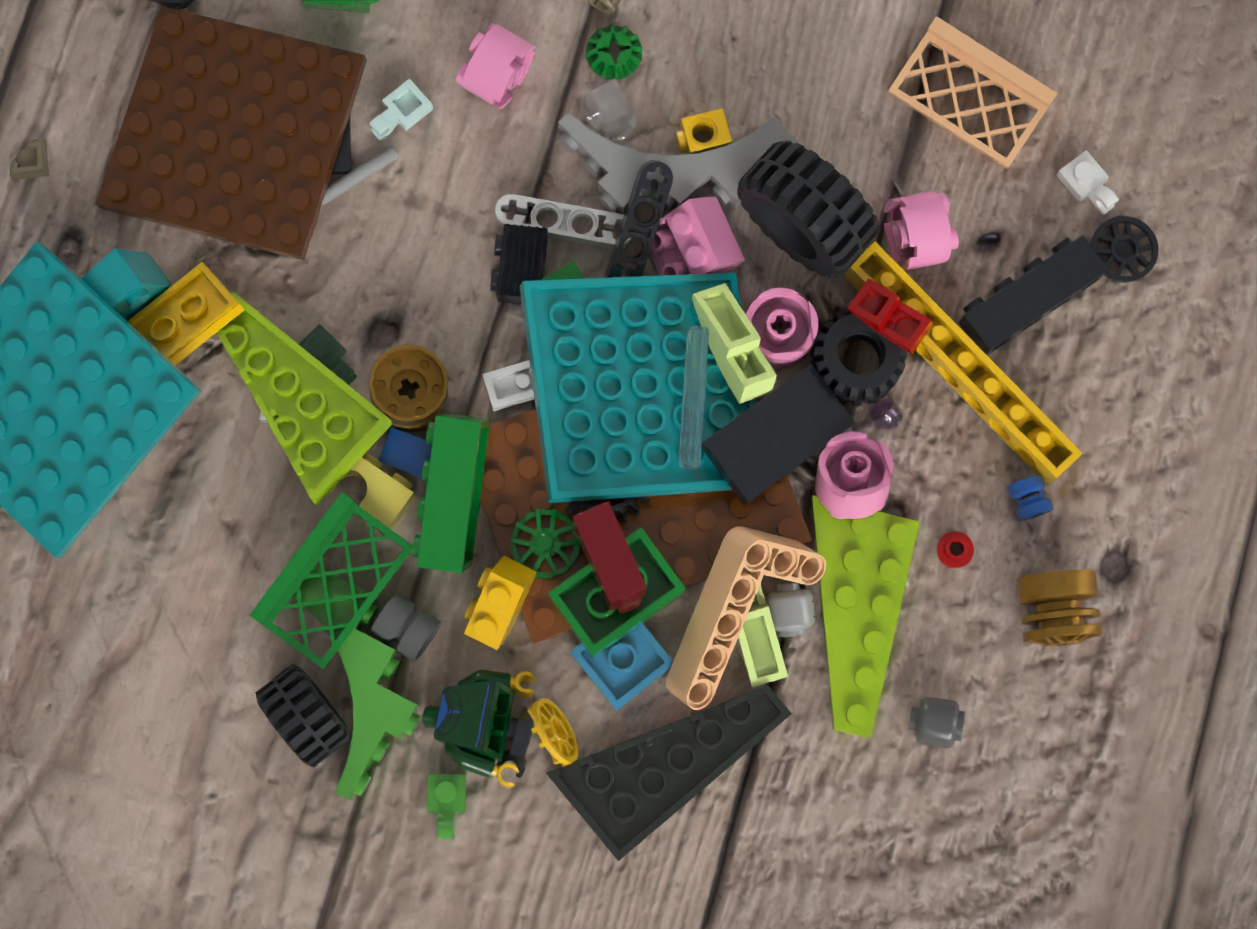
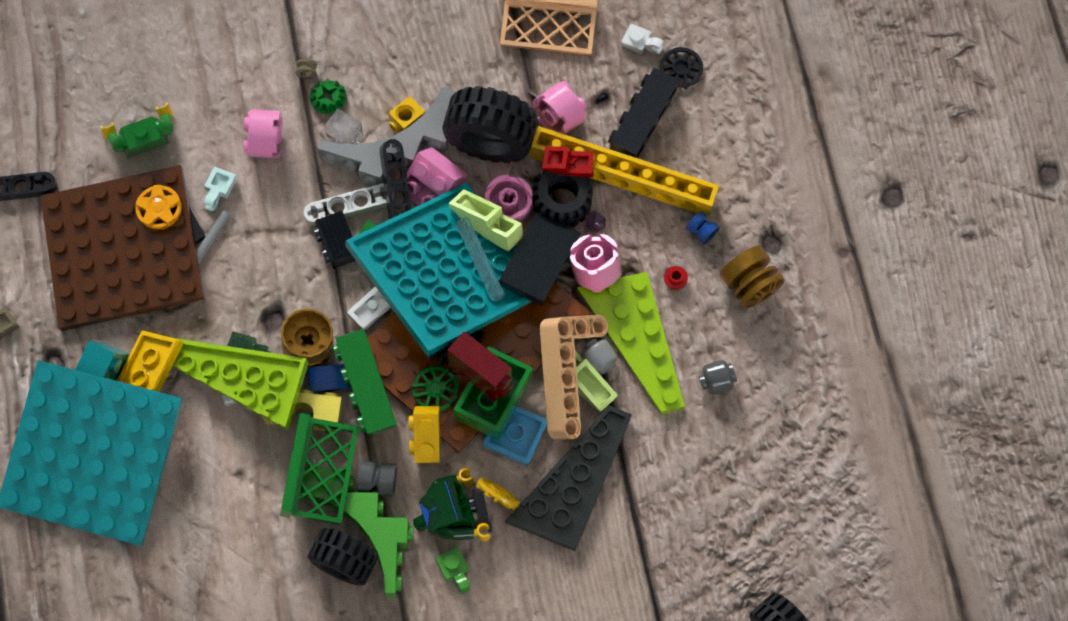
camera: 25 degrees left, 10 degrees down
(303, 102) = (158, 207): none -> light orange wheel

